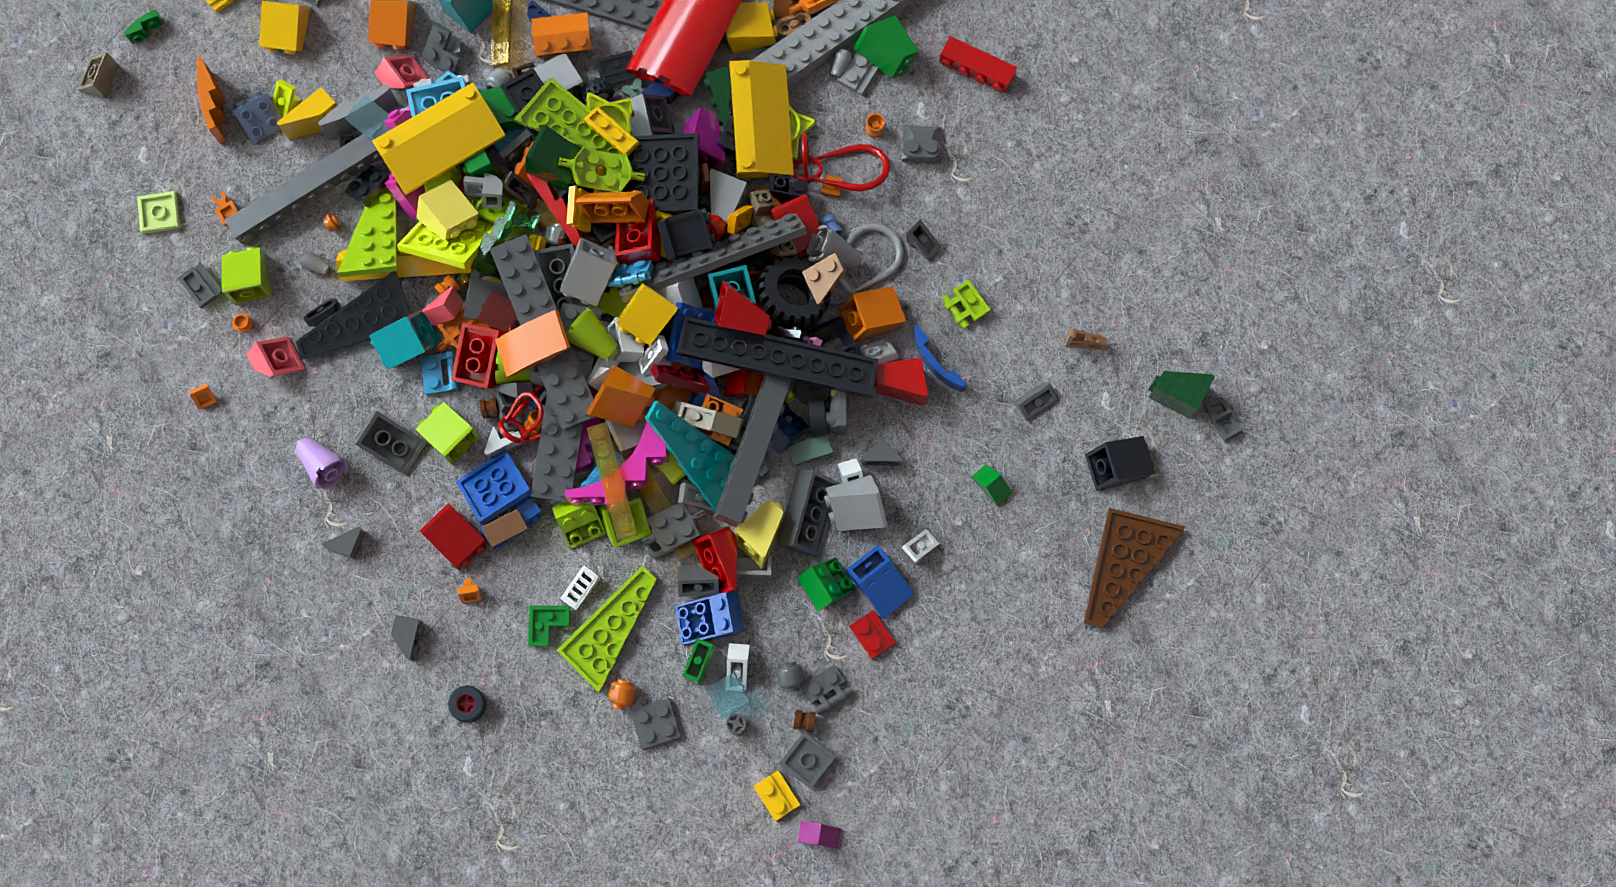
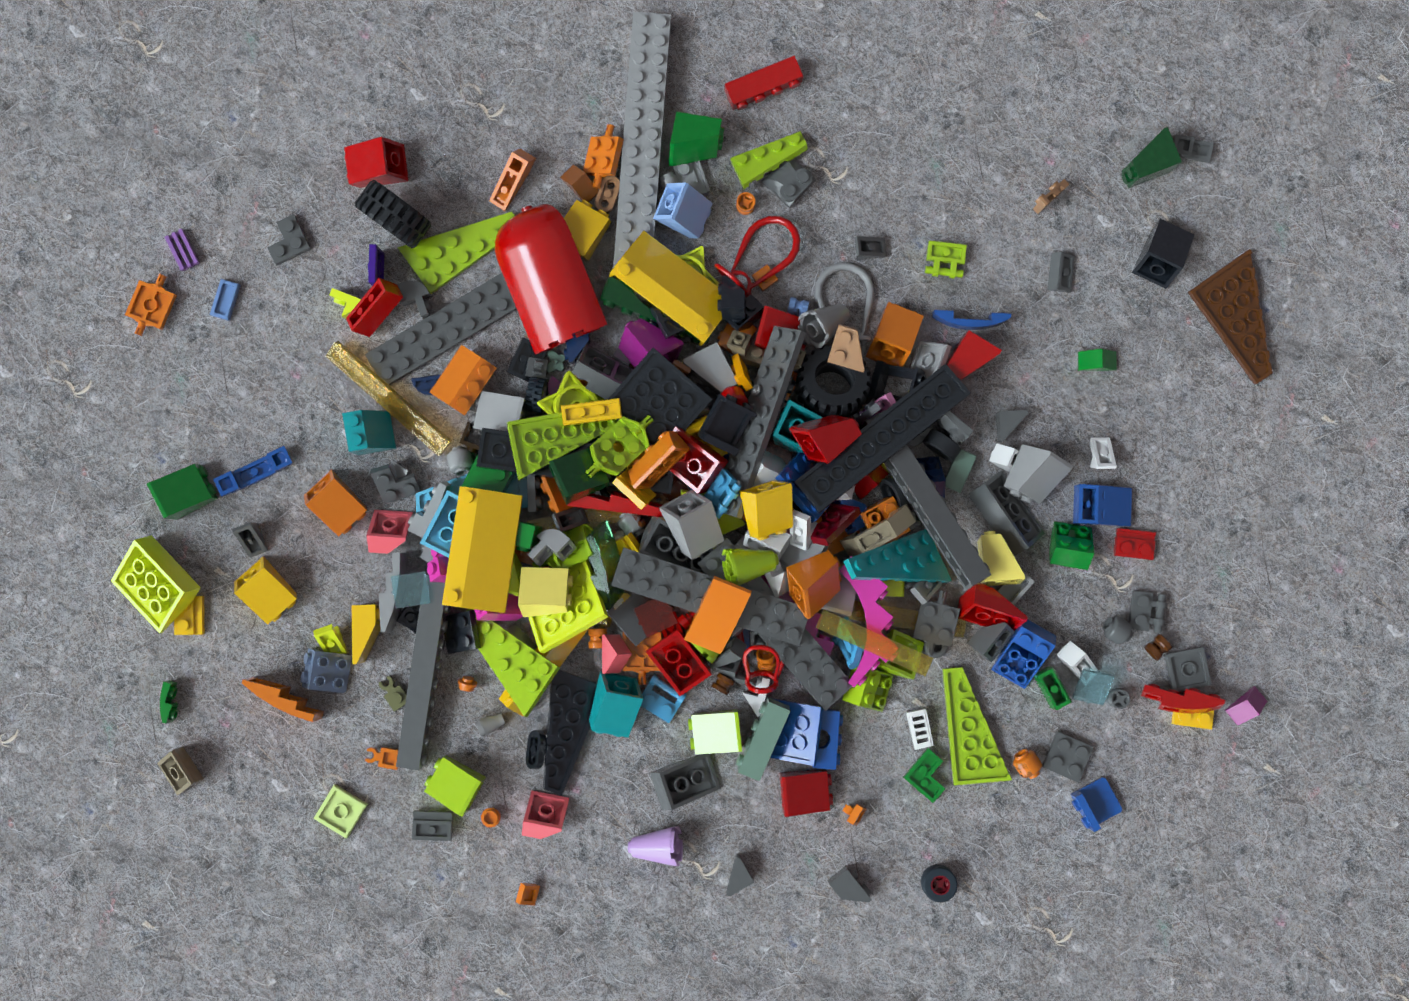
camera: 50 degrees left, 10 degrees up
(280, 177) = (396, 695): none -> olive plate
(469, 468) = (763, 738): none -> sand green brick
(504, 528) = (832, 749): medium nougat slope -> none
(617, 78) = (536, 367): none -> dark grey tile
(635, 776) = (1095, 803): none -> blue bracket
(779, 780) = (1189, 702): none -> red slope
(787, 168) = (732, 300): none -> black slope
(828, 83) = (683, 209): none -> light blue slope
(918, 109) = (758, 161): none -> lime wing

